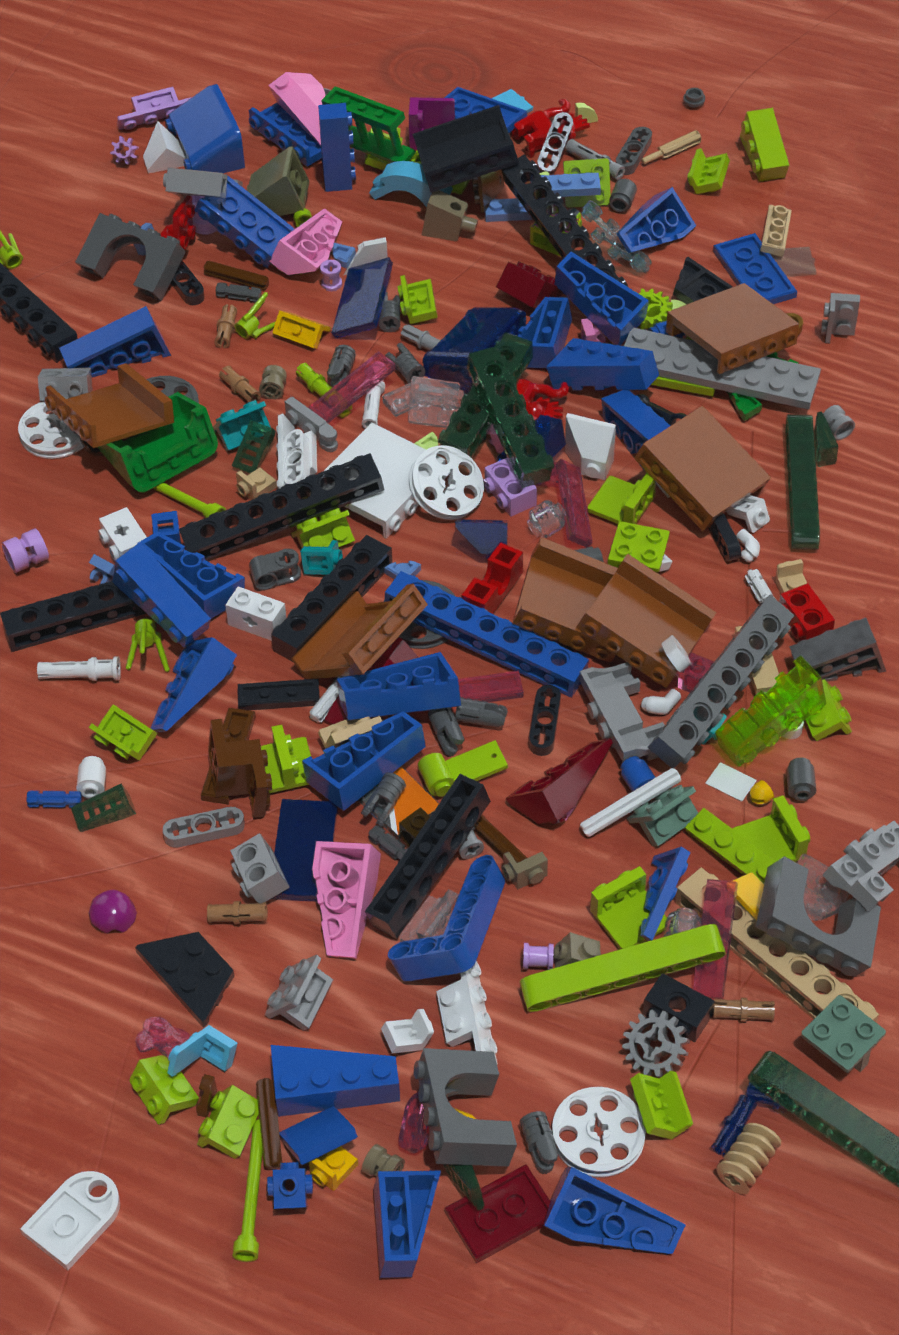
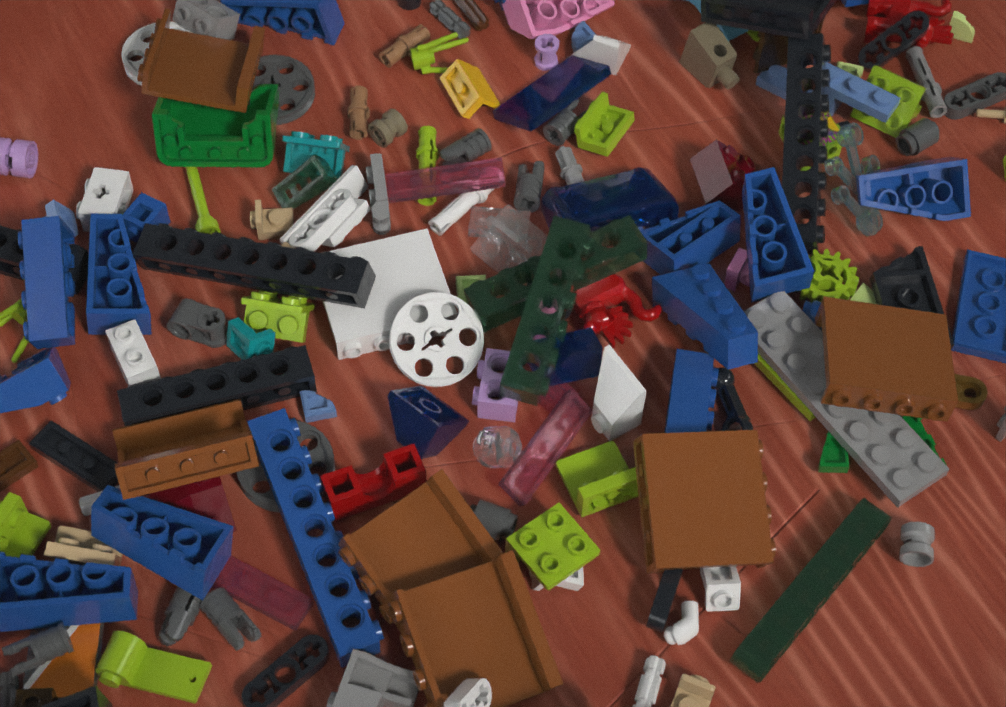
camera: 35 degrees right, 5 degrees up
(825, 442) = (875, 563): clear green slope -> none

